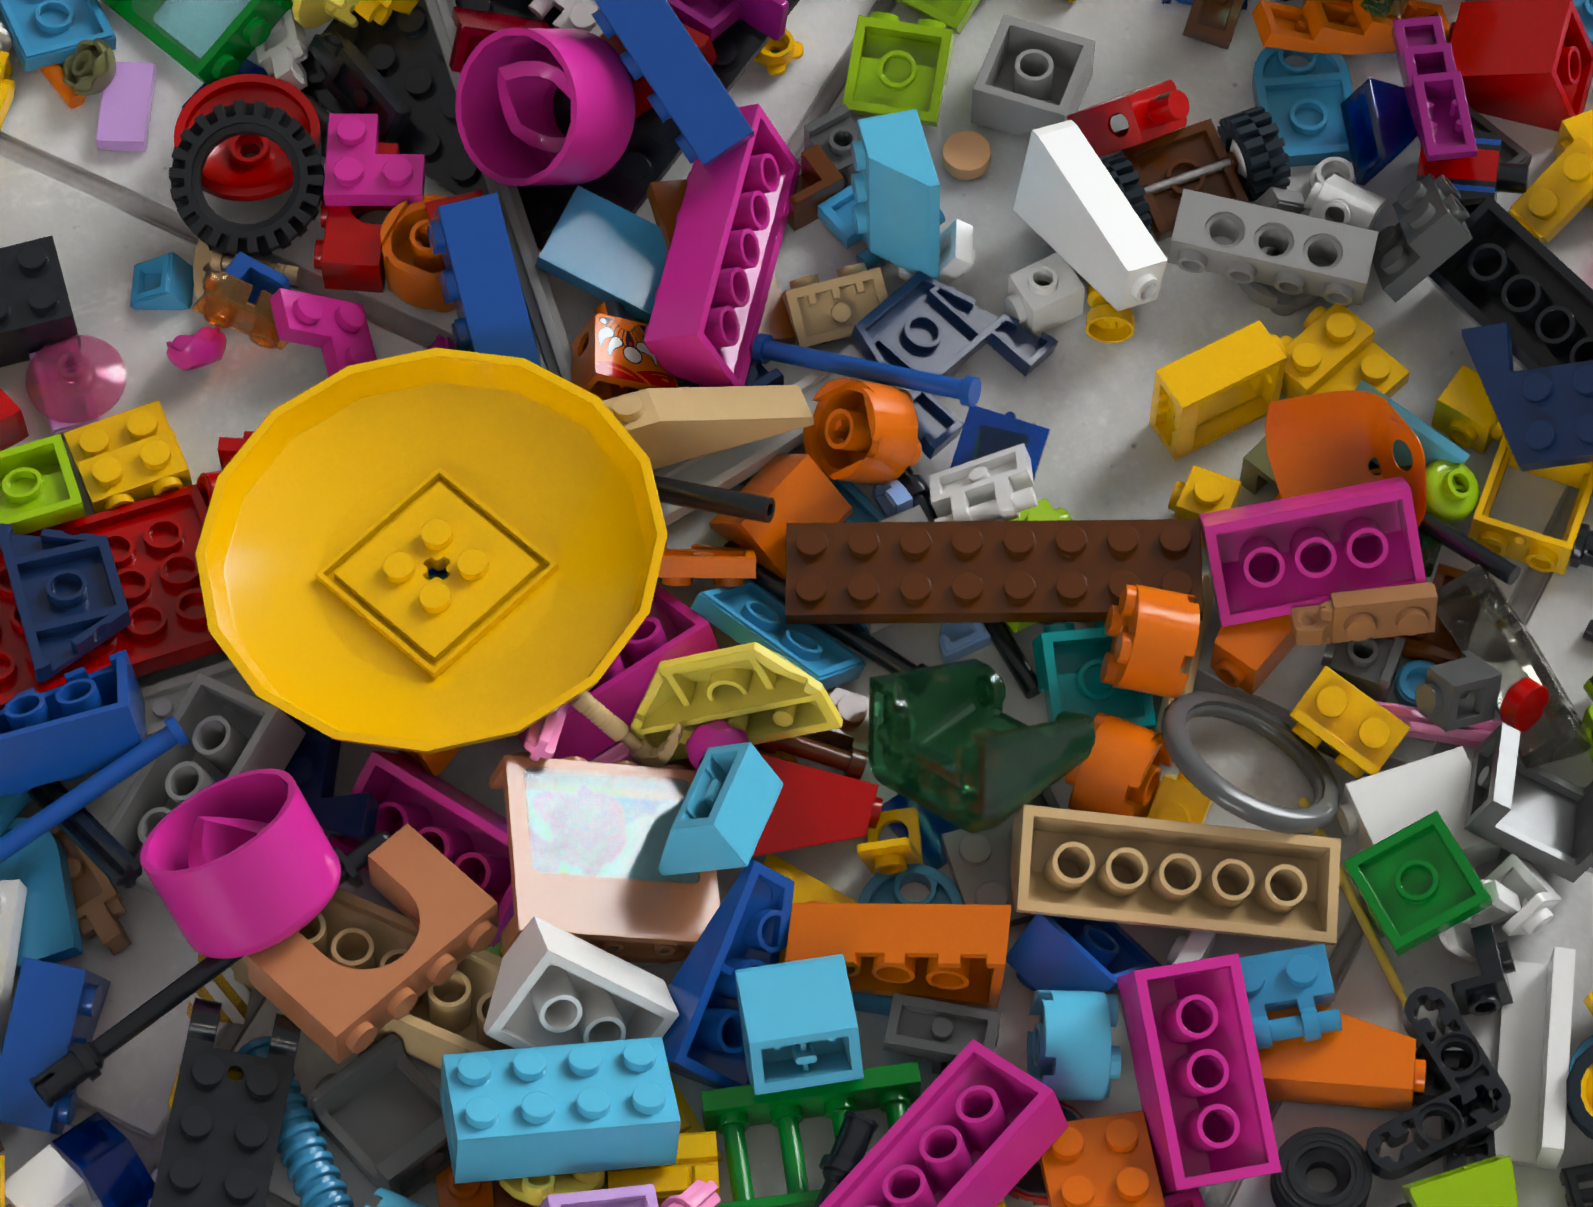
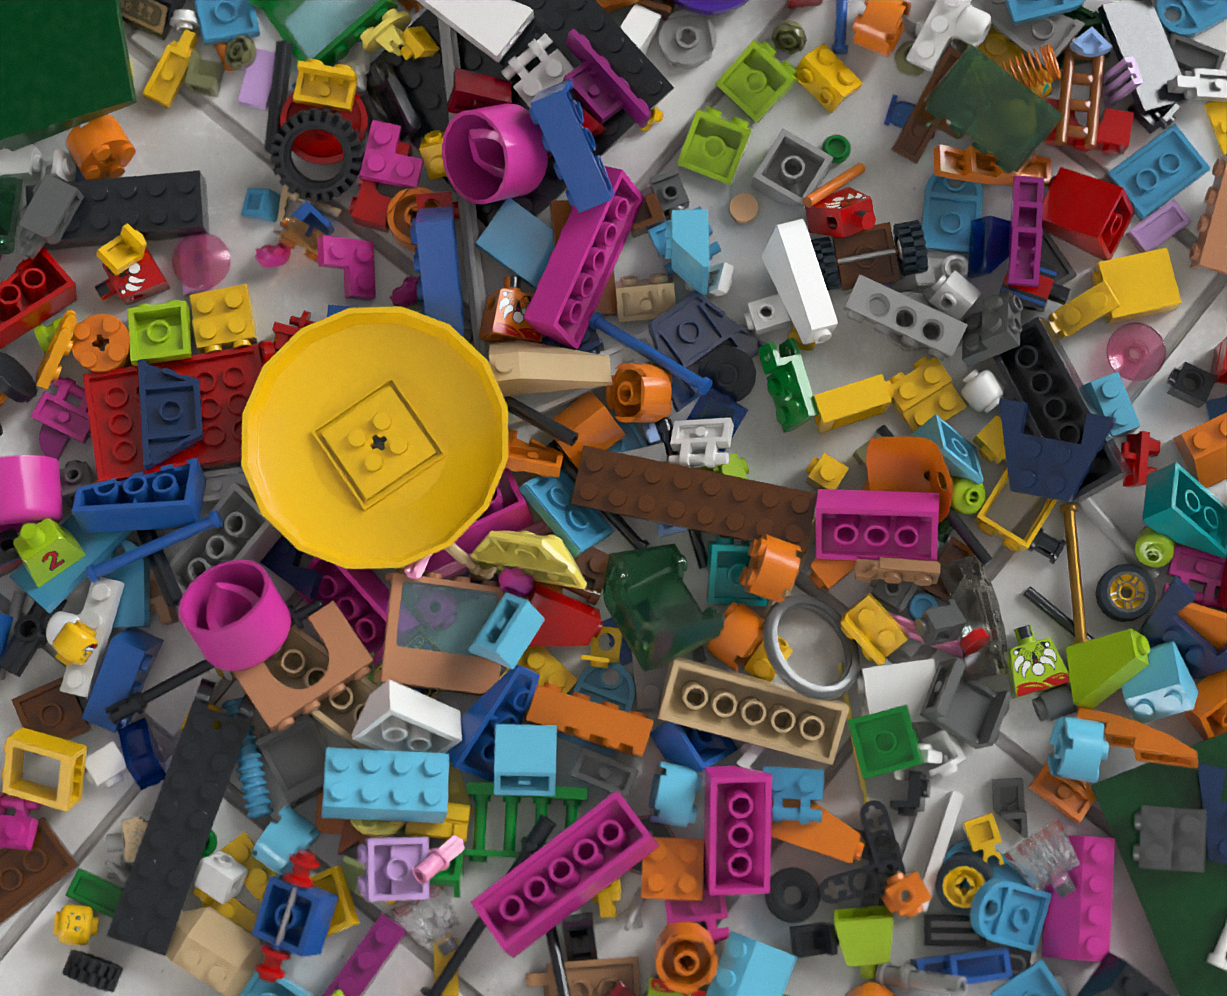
camera: 15 degrees right, 20 degrees up
(32, 118) = (203, 76): none -> olive panel
(162, 117) = (279, 90): none -> black axle
(241, 69) = (325, 85): none -> yellow bracket
(445, 154) = (432, 154): none -> yellow bracket
(1009, 382) = (730, 371): none -> black tile
(1100, 365) = (788, 384): none -> green plate
(1105, 43) = (837, 147): none -> green plate
(1106, 86) = (834, 184): none -> orange bar
(1428, 340) = (982, 390): none -> white head
(1521, 1116) = (917, 894): none -> orange brick

